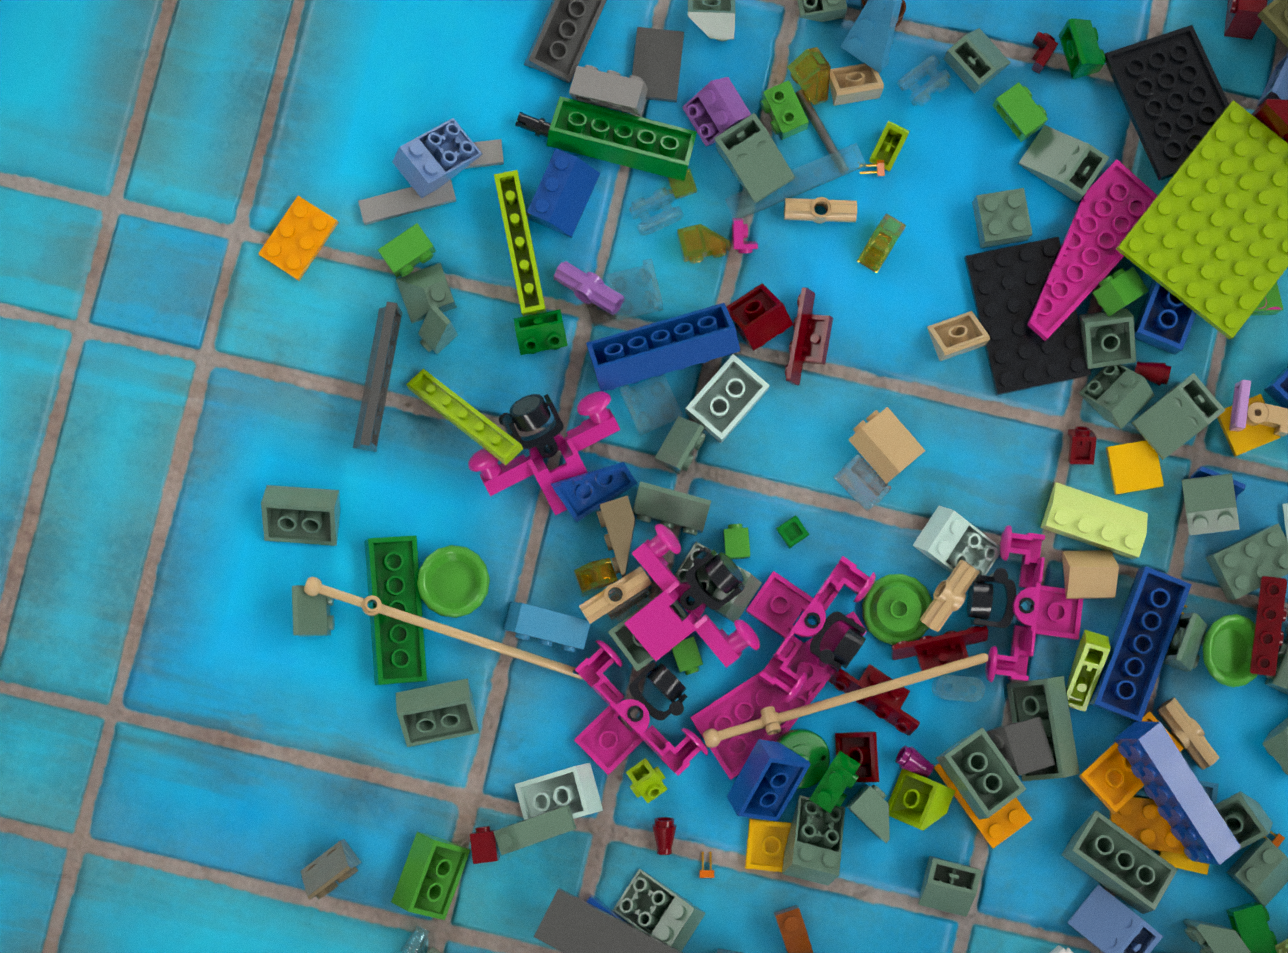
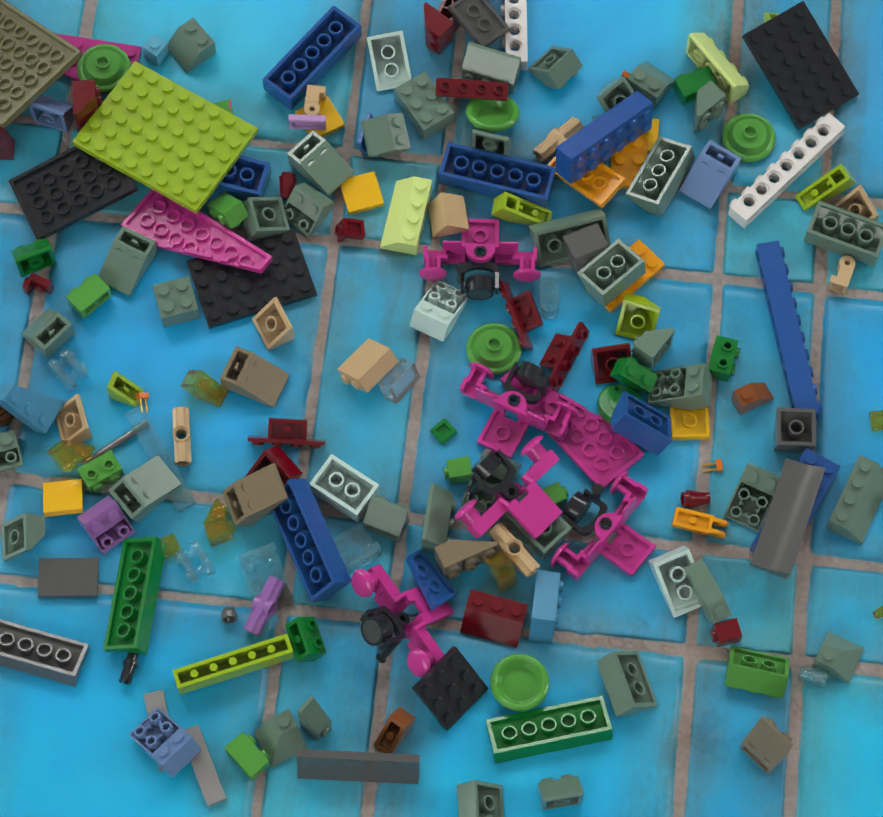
camera: 100 degrees left, 15 degrees down
(314, 586) = (550, 737): tan bar -> none
(416, 426) = (394, 730): none -> dark orange slope
(453, 495) = (450, 688): none -> black plate
(464, 417) = (384, 686): lime tile -> none
(539, 561) = (494, 618): none -> dark red slope
(563, 193) = (185, 638): blue slope -> none
(585, 246) = (228, 615): none -> dark grey hinge
(608, 89) = (94, 609): light grey brick -> none
(633, 832) = (698, 522): none -> light orange hinge
(646, 780) = (655, 514): lime brick -> none
(726, 287) = (255, 496): none -> dark tan slope
(739, 232) = (208, 494): dark pink bracket -> none
(756, 63) = (62, 497): none -> yellow tile
(771, 719) = (594, 426): tan bar -> none
(850, 903) = (722, 358): none -> green brick
(888, 304) = (253, 377): none -> dark tan slope
(913, 761) = (608, 326): magenta cone -> none
(949, 595) = (479, 308): tan piece -> none
(949, 886) = (698, 289): sand green slope -> none

